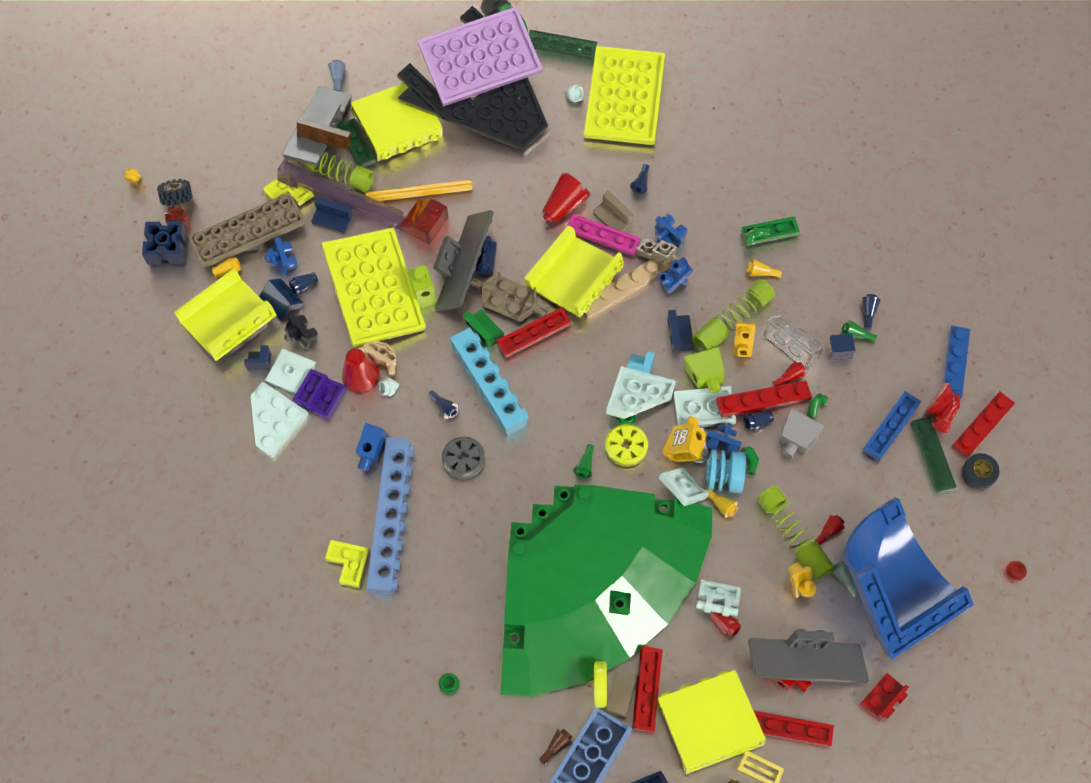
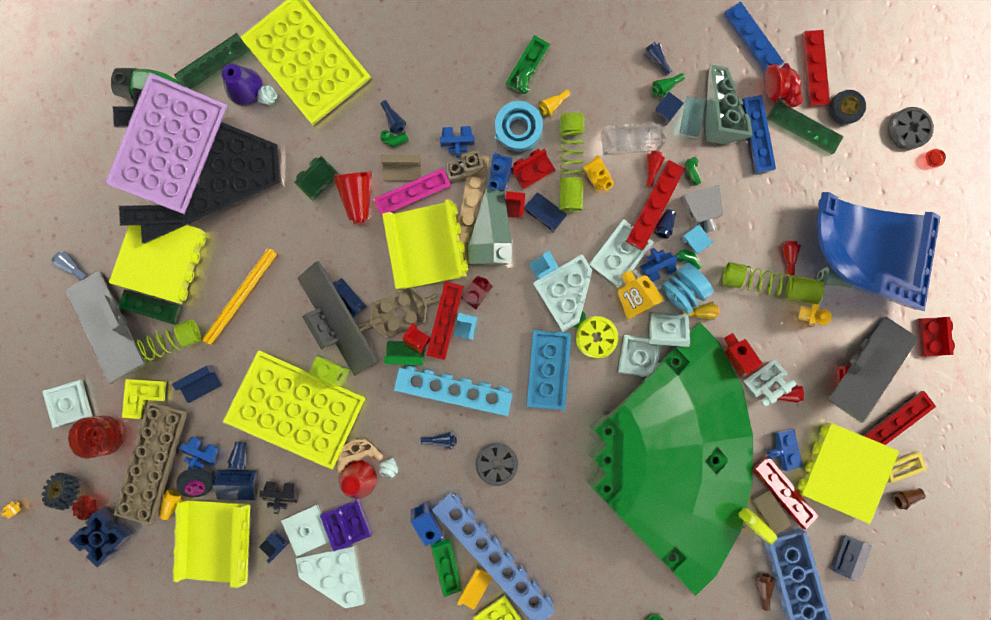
camera: 50 degrees left, 20 degrees up
(234, 181) = (86, 436): none -> clear red wheel
(240, 149) = (67, 403): none -> light aqua plate
(257, 275) = (194, 483): none -> black wheel
(294, 174) = (139, 383): brick -> none
(323, 134) = (121, 334): reddish brown plate -> none
(352, 485) = (446, 567): none -> green plate
(354, 521) = (474, 588): none -> yellow panel
(425, 219) = (270, 315): clear red slope -> none
(500, 322) = (415, 339): none -> red panel
(545, 350) = (465, 326): none -> medium azure panel
(548, 168) = (316, 177): none -> clear green brick
(565, 69) = (241, 84): none -> dark purple cone
(568, 432) = (549, 369): none -> dark azure plate
(576, 335) = (477, 291): none -> dark red bracket
(584, 466) = (584, 382): green cone -> none
(624, 308) = (491, 234): none -> sand green wedge
(626, 194) = (392, 140): none -> green arm
(644, 480) = (638, 356): none -> light aqua plate
(661, 308) = (515, 204): none -> red panel
(681, 660) = (787, 450): none -> blue plate
(702, 296) = (533, 168): none -> red bracket
(705, 369) = (595, 224): lime torso -> none
(717, 558) = (743, 363): none -> red torso
(723, 247) = (518, 111): none -> medium azure piece
(769, 448) = (697, 239): none -> medium azure panel
(855, 370) = (692, 116): none -> clear light blue slope
(882, 387) = (724, 112): none -> sand green wedge
(1007, 537) = (917, 137): none -> dark grey wheel

